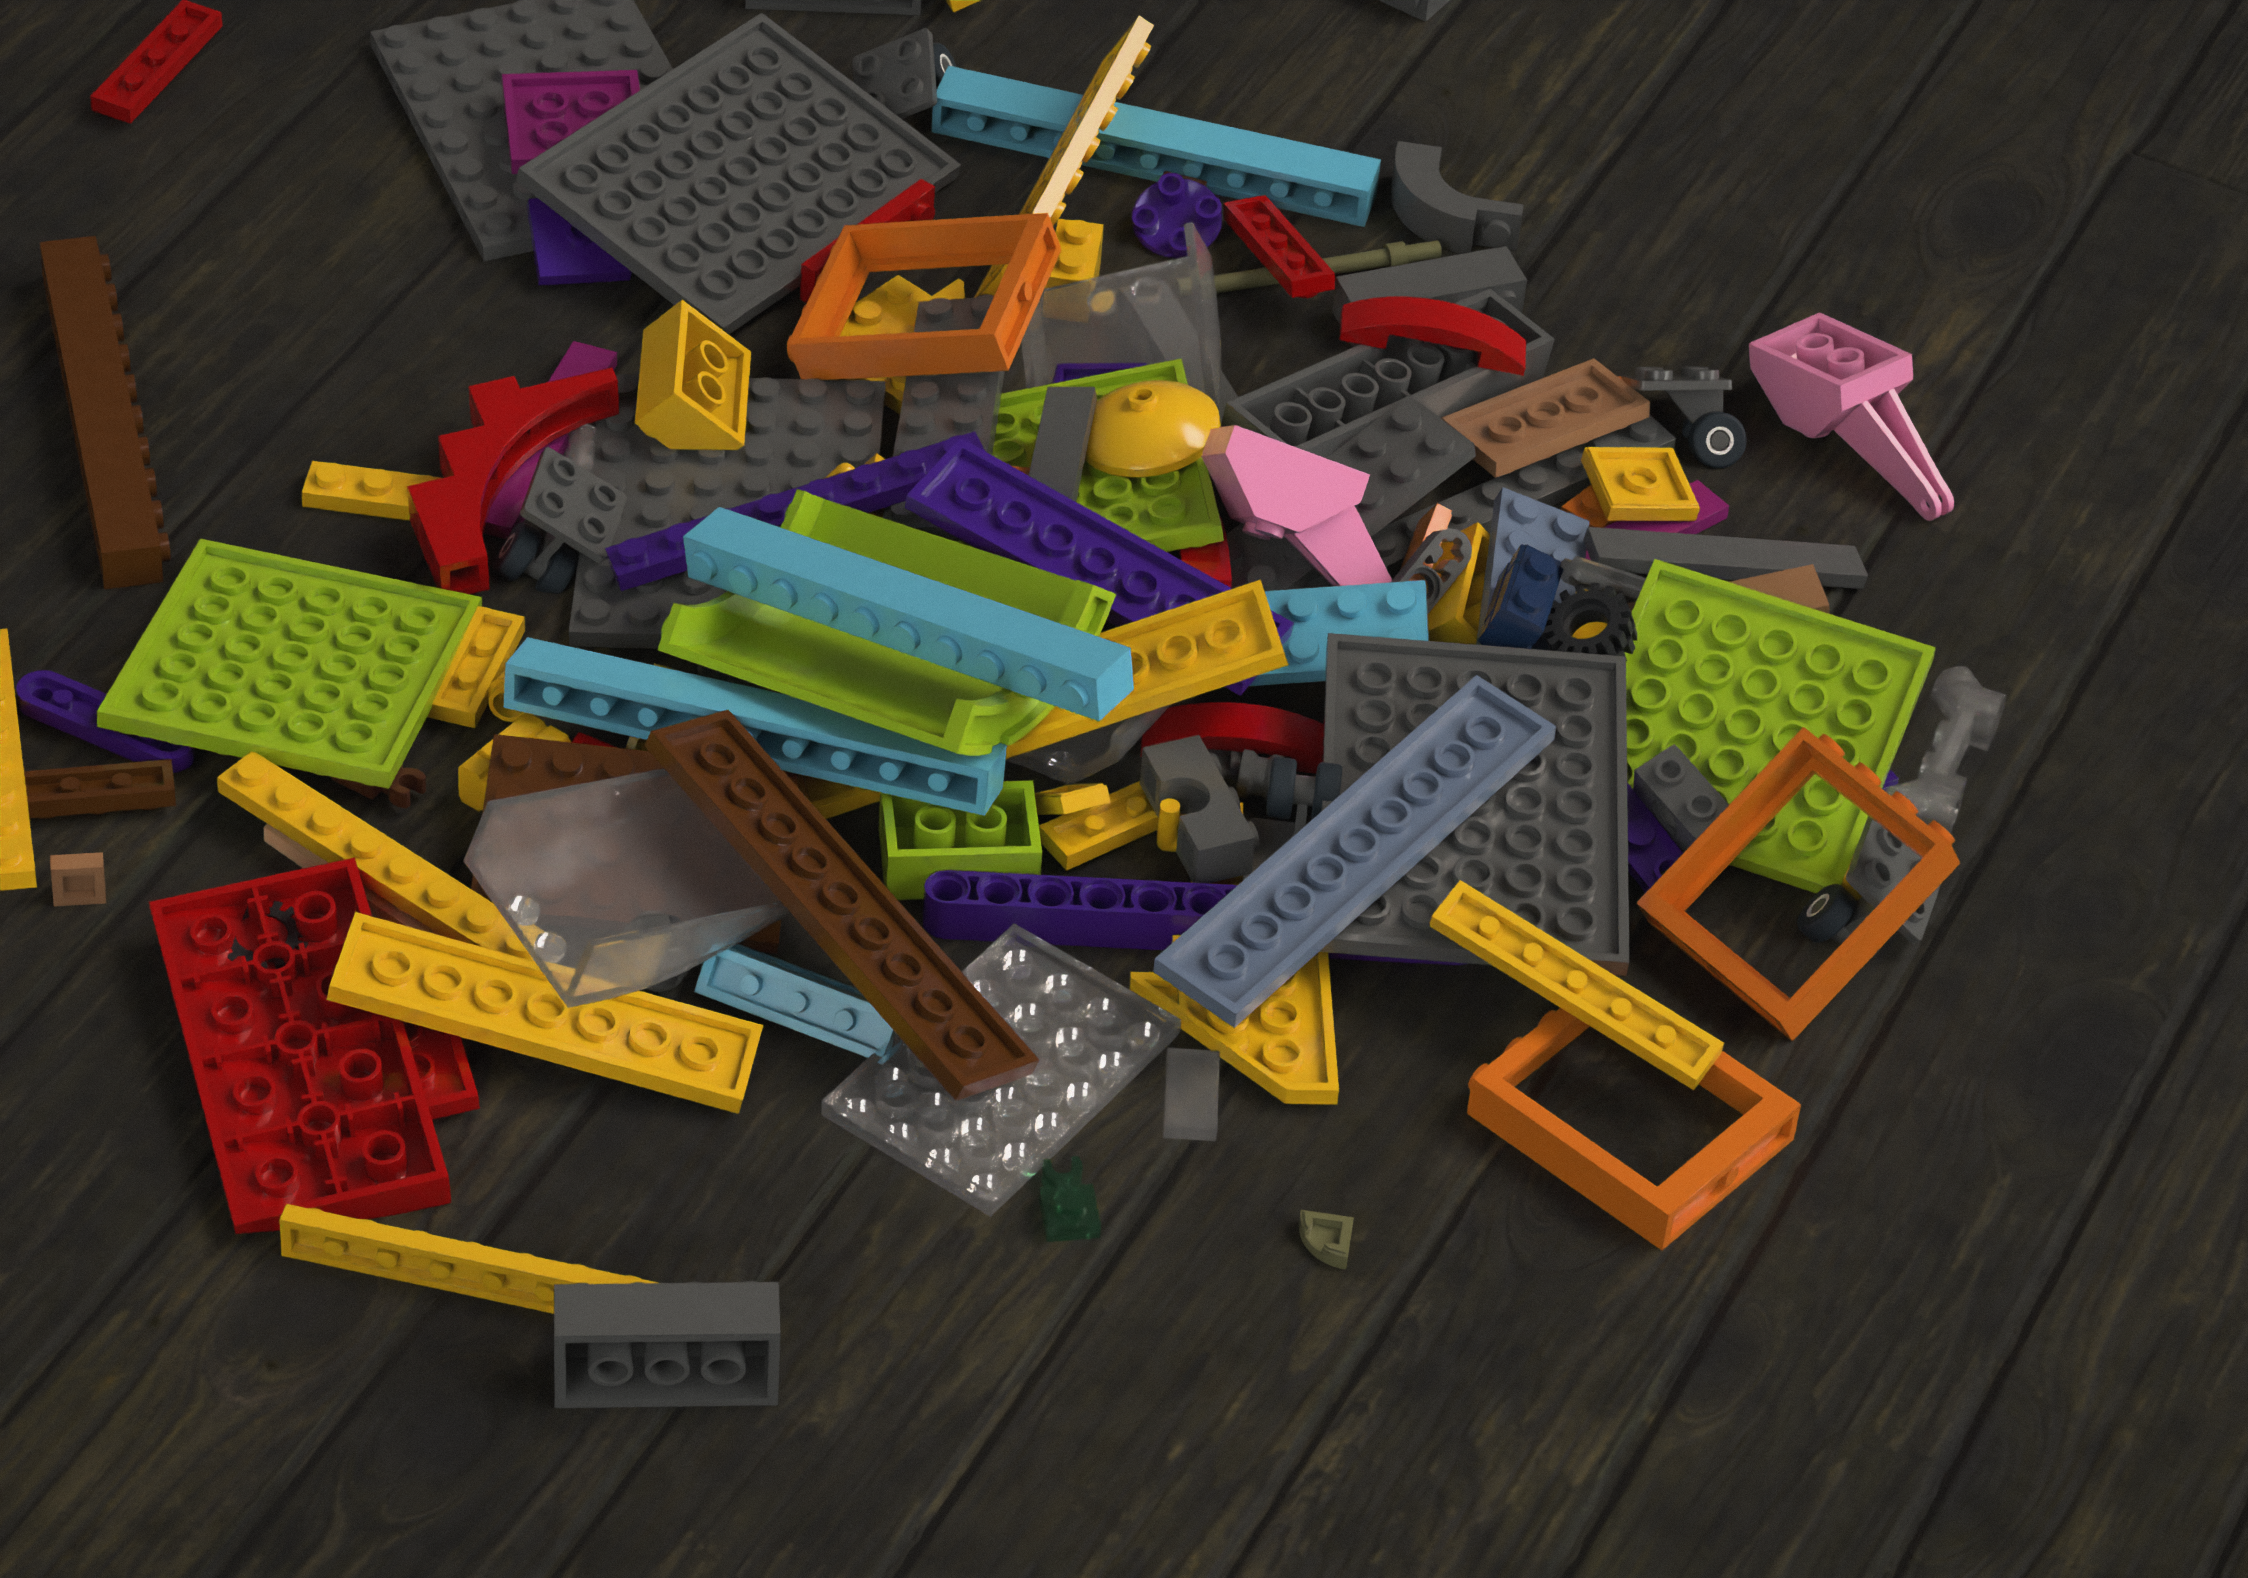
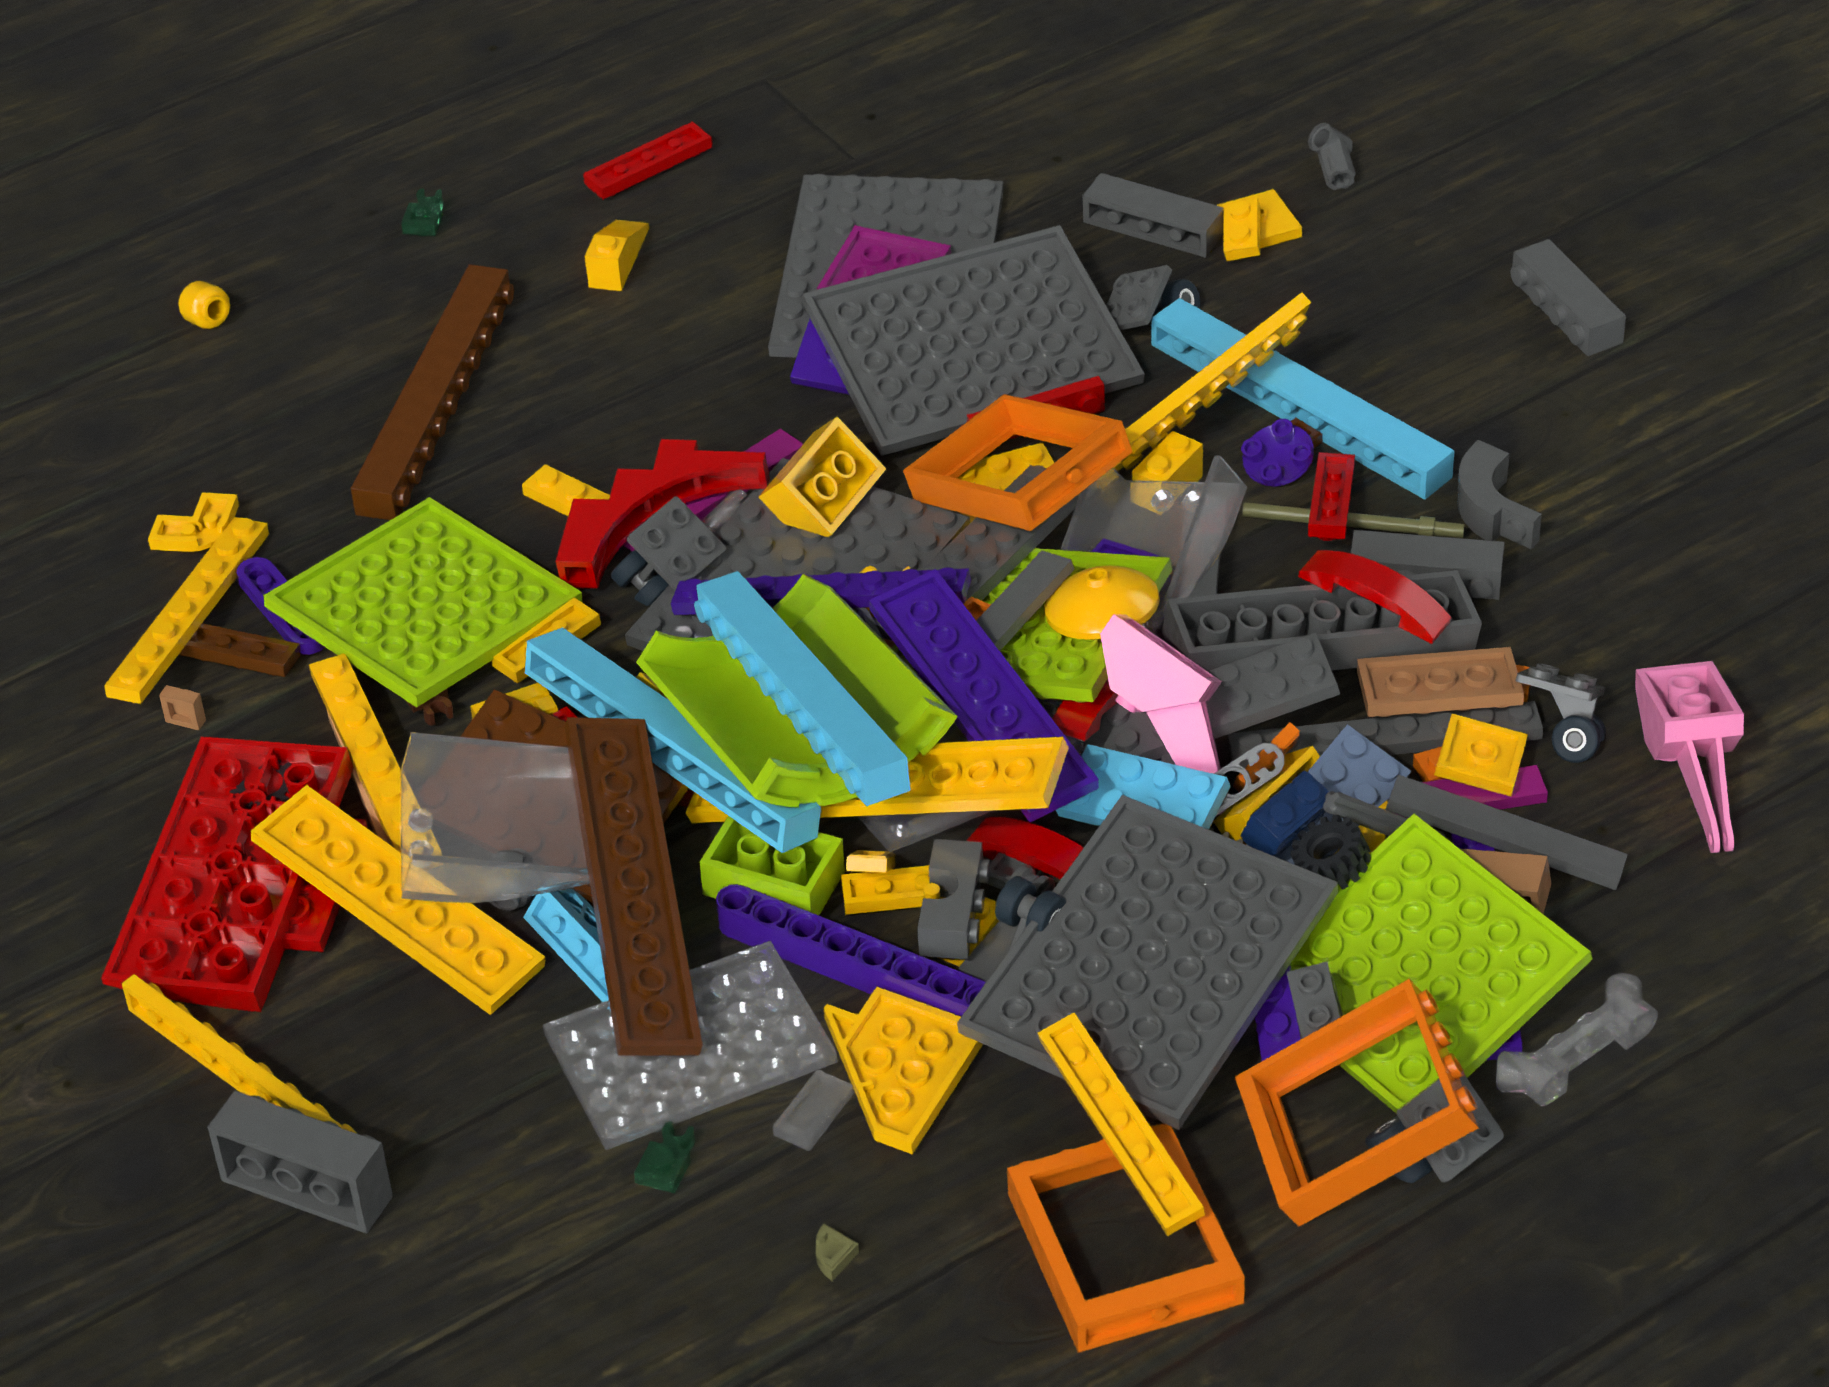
camera: 35 degrees right, 0 degrees up
(204, 186) = (614, 253): none -> yellow slope
(1353, 851) = (1023, 963): sand blue plate -> none

